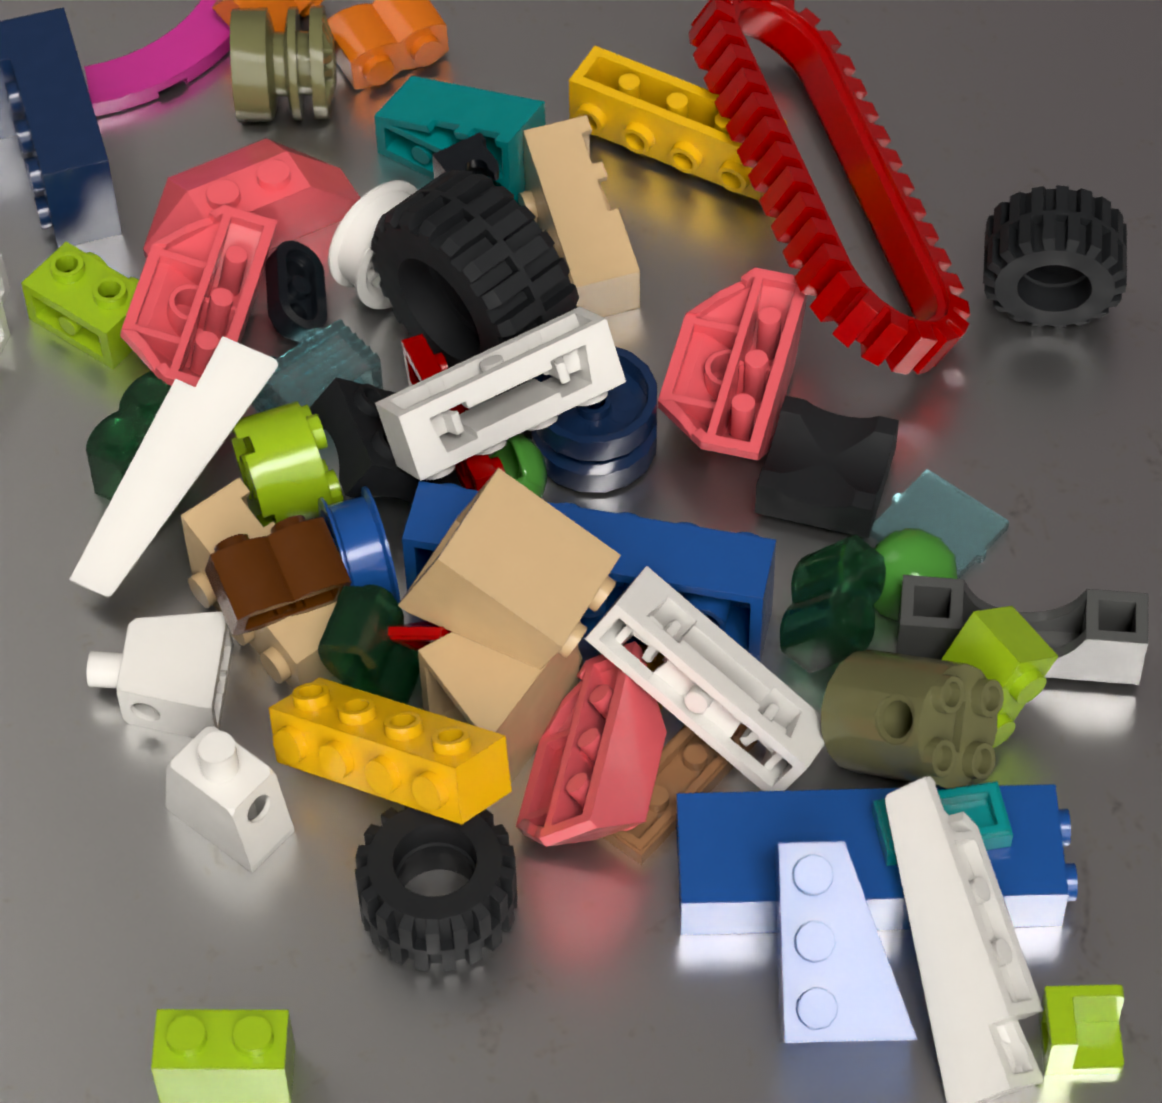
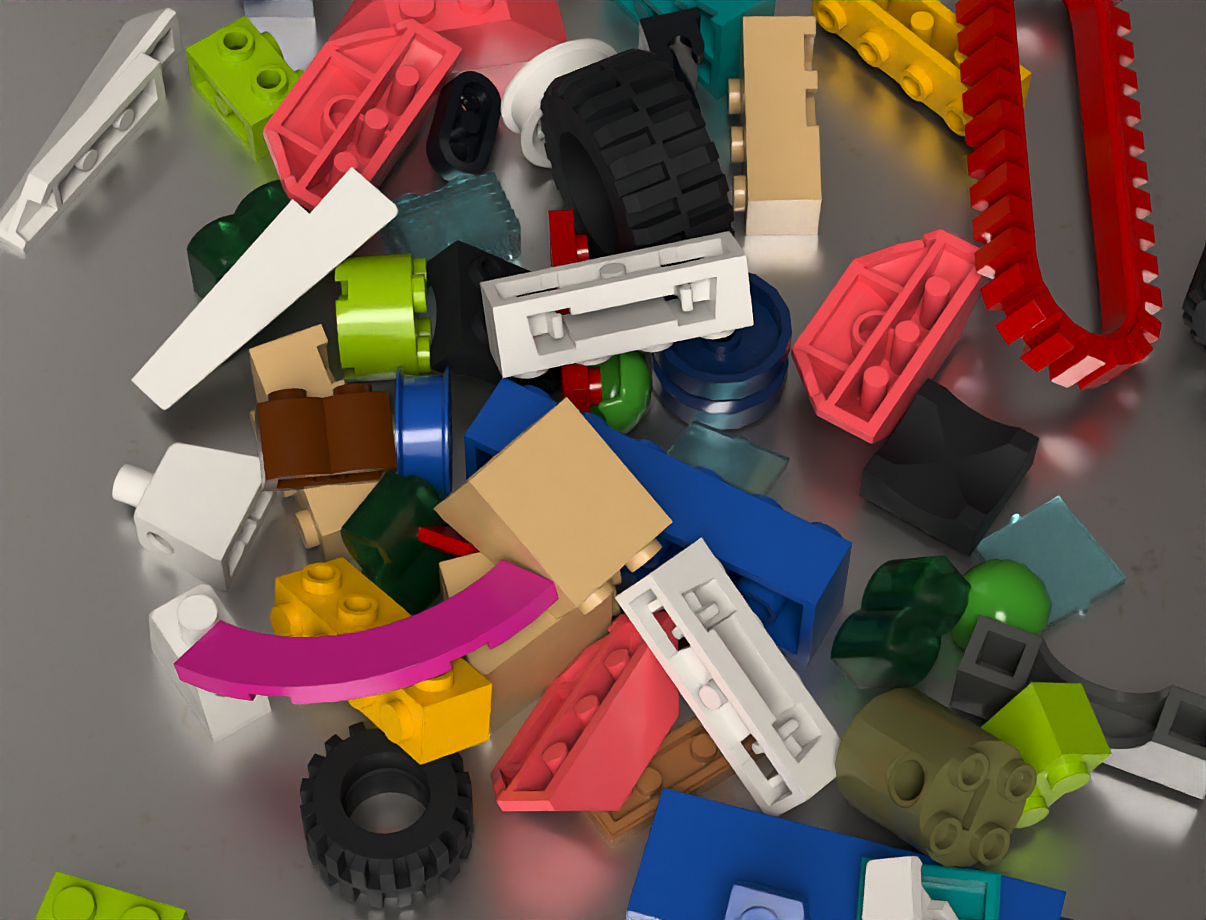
camera: 15 degrees right, 5 degrees up
(388, 744) = (371, 660): none -> dark pink tile
(642, 504) = (731, 457): none -> clear light blue piece

